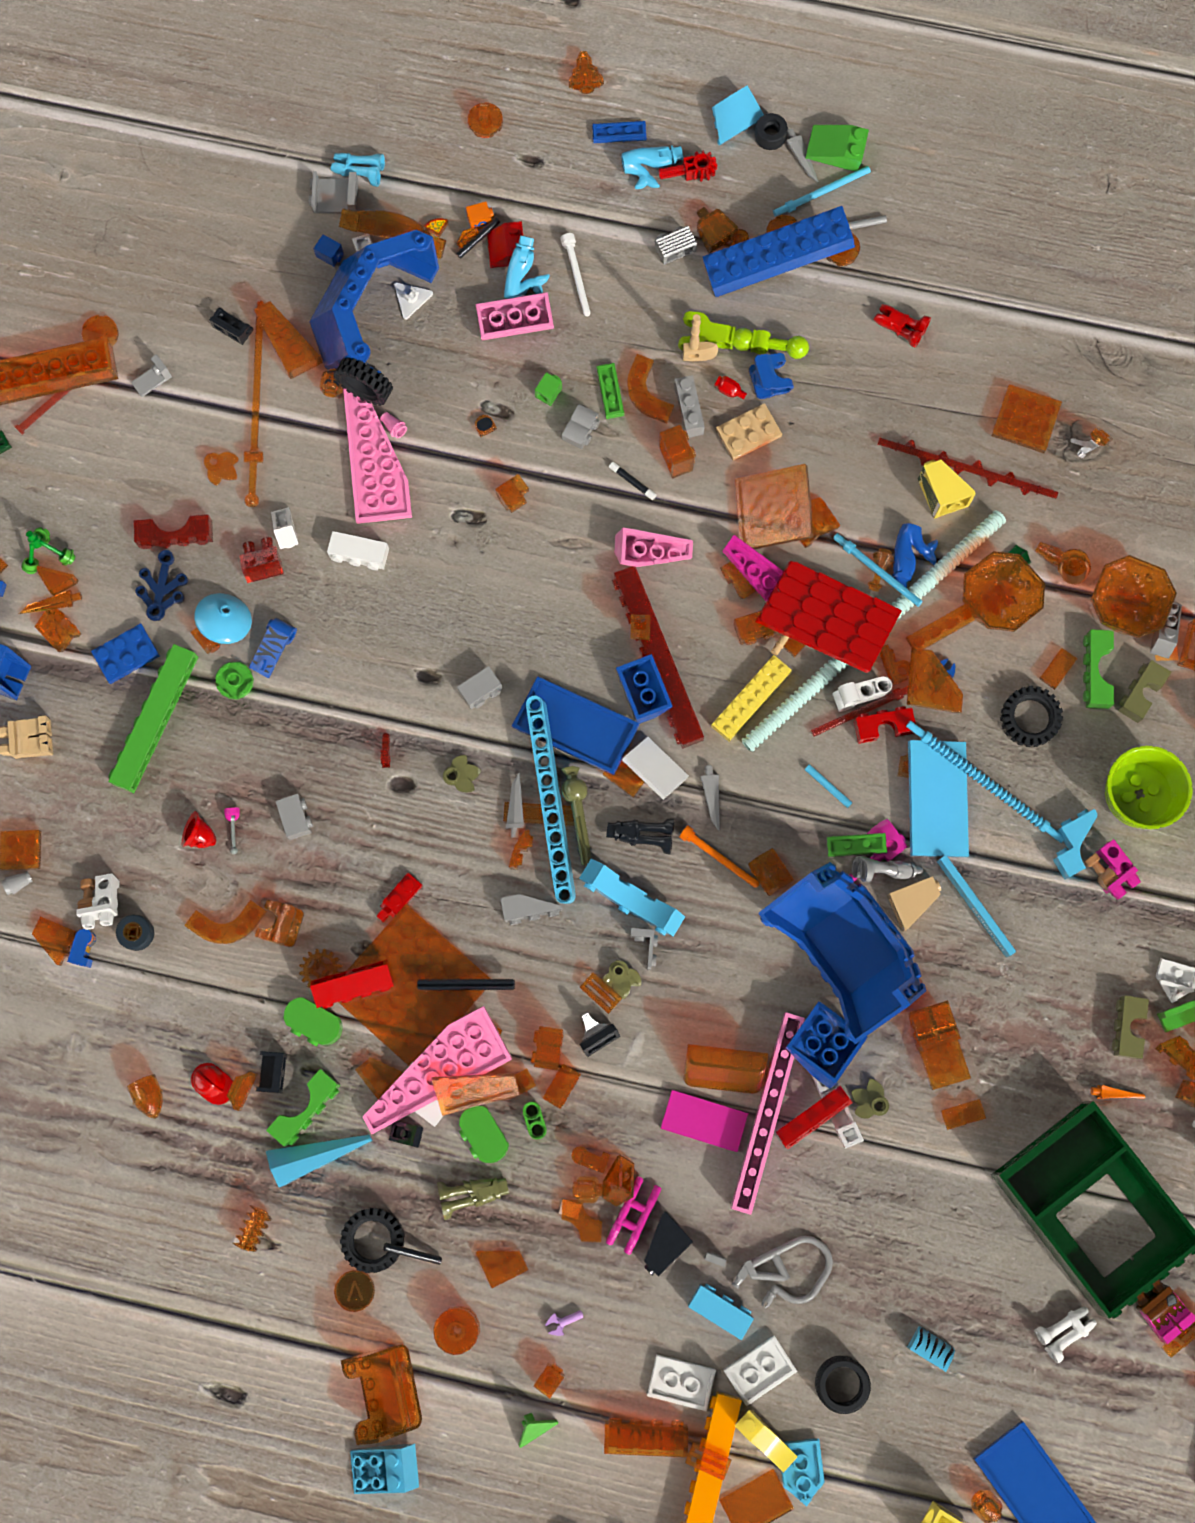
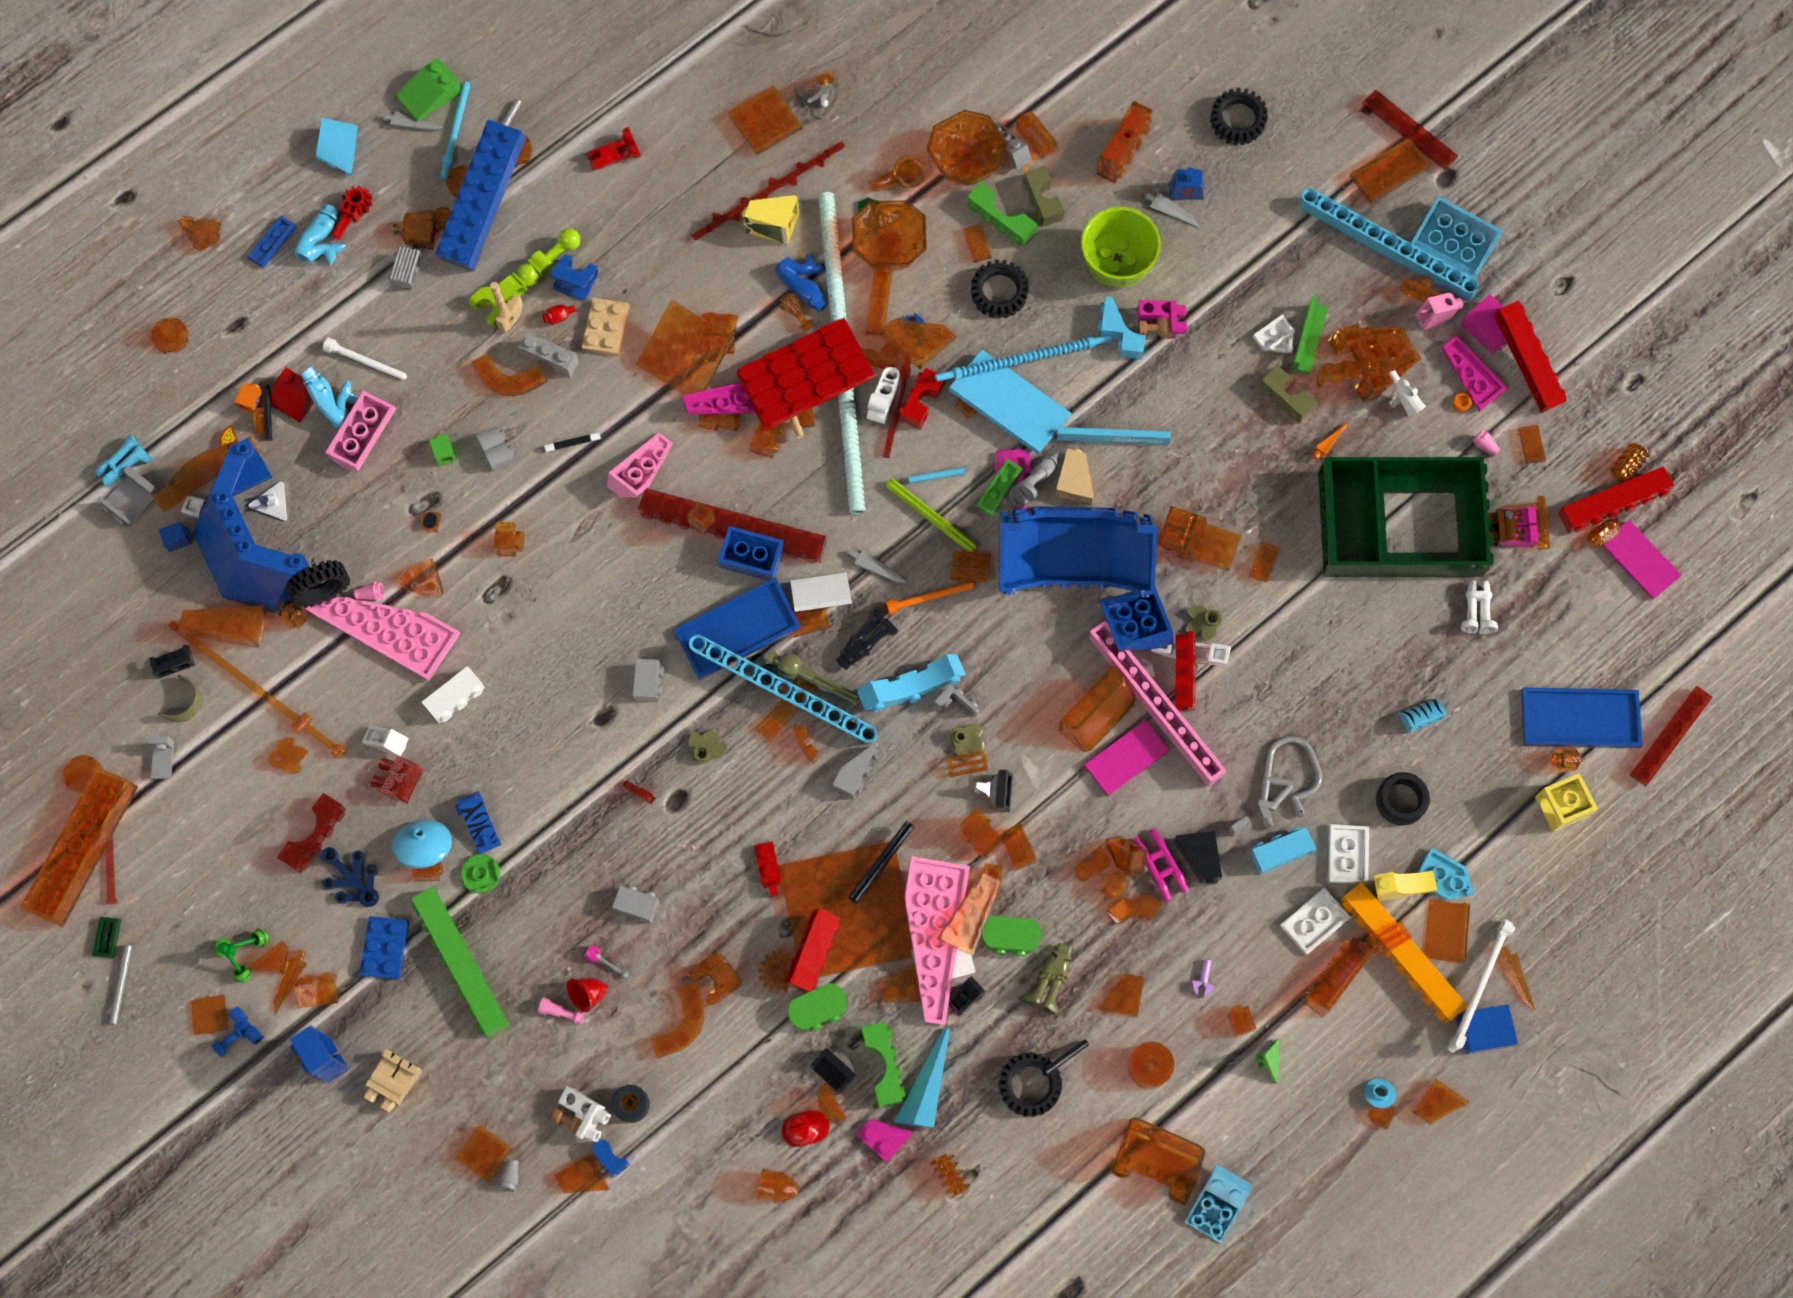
camera: 55 degrees left, 5 degrees down
(165, 811) = (548, 1007): none -> bright pink piece
(212, 368) = (193, 708): none -> olive piece
(246, 1152) = (883, 1138): none -> dark pink wing
(354, 1290) = (1060, 1128): clear orange tile -> none
(433, 455) = (422, 579): none -> clear orange brick
(515, 812) = (773, 726): light grey bar -> none
(532, 1121) = (1028, 890): bright green beam -> none
(610, 390) = (483, 405): bright green tile -> none
(676, 451) = (578, 389): clear orange brick -> none
(751, 698) = (822, 481): light yellow piece -> none
(775, 122) = (371, 120): black tyre -> none
(789, 813) = (931, 515): none -> lime axle
(850, 548) = (762, 320): medium azure bar -> none

